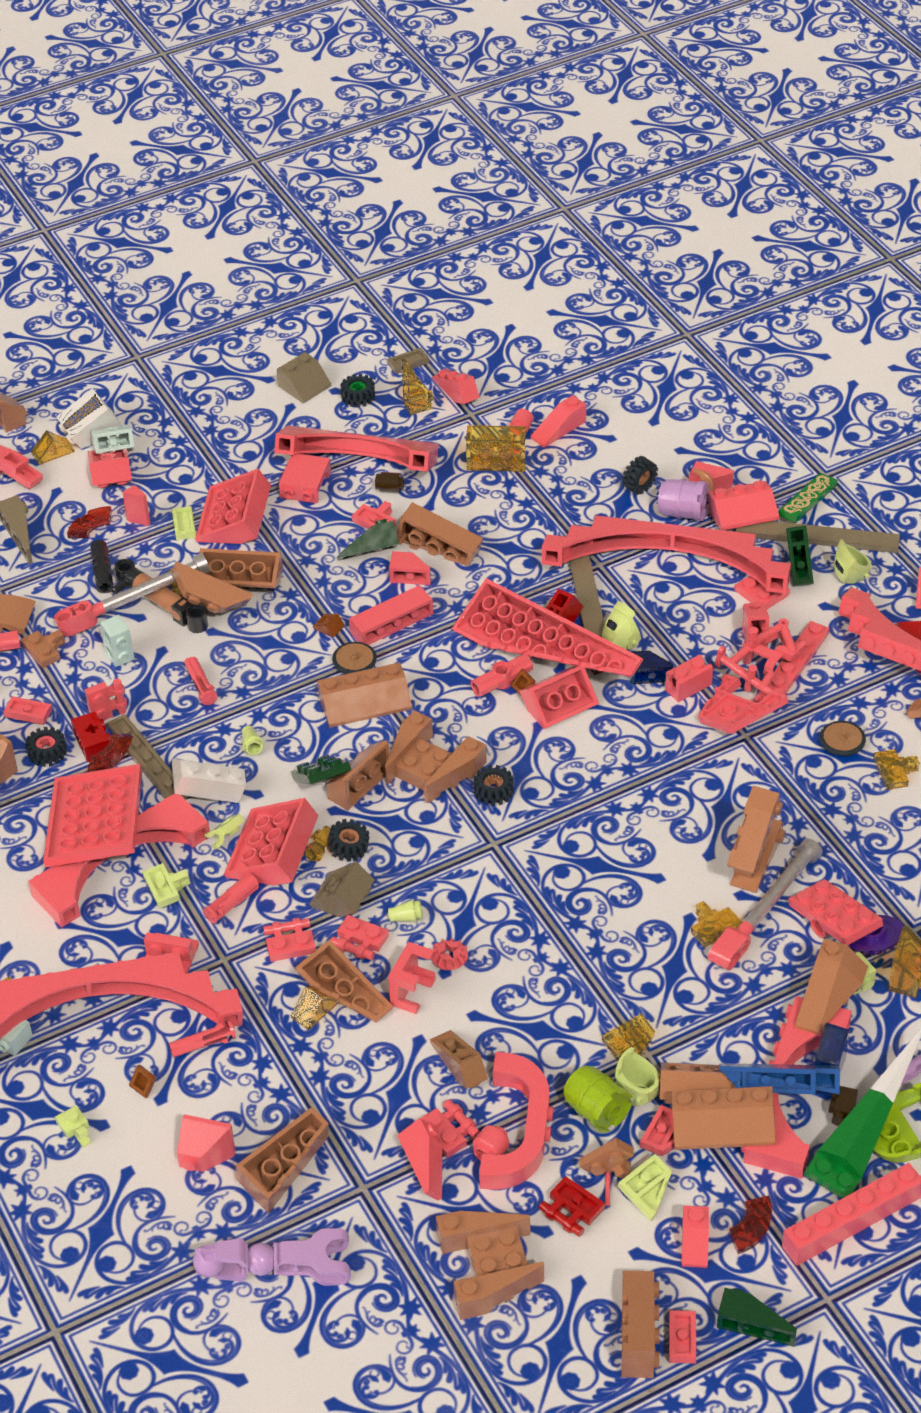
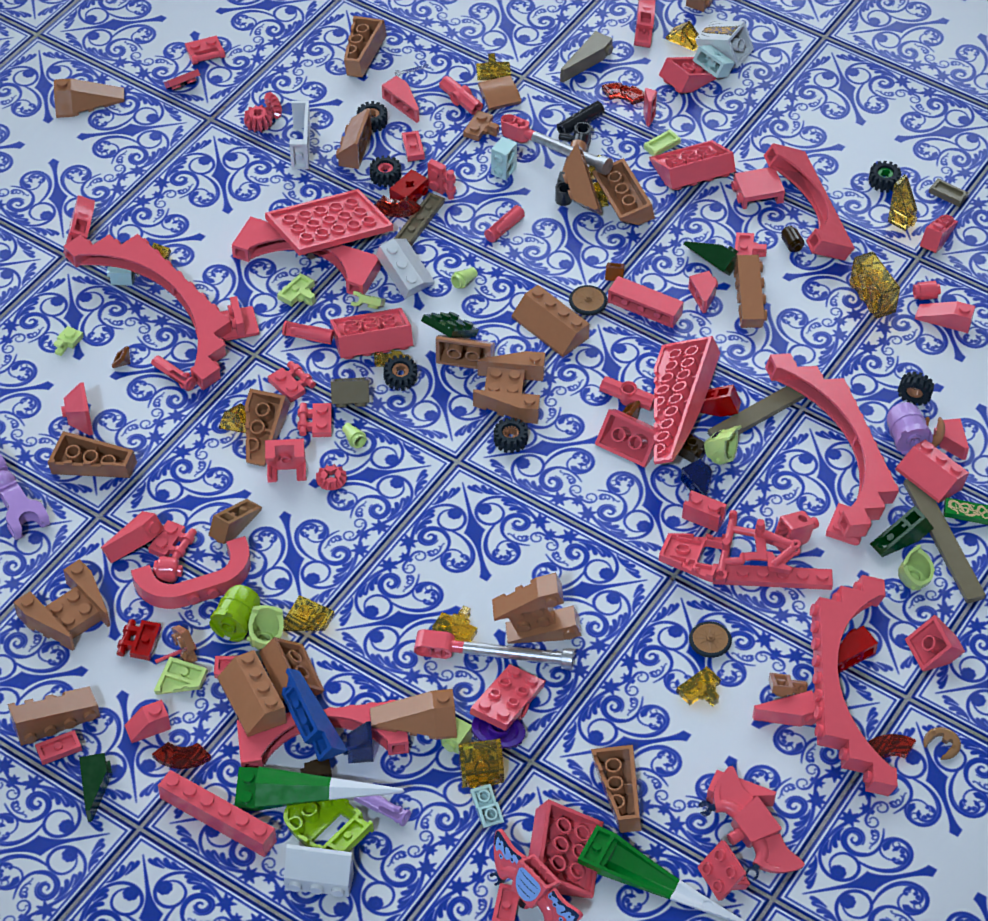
camera: 60 degrees right, 5 degrees up
(302, 377) = (871, 137): dark tan slope -> none

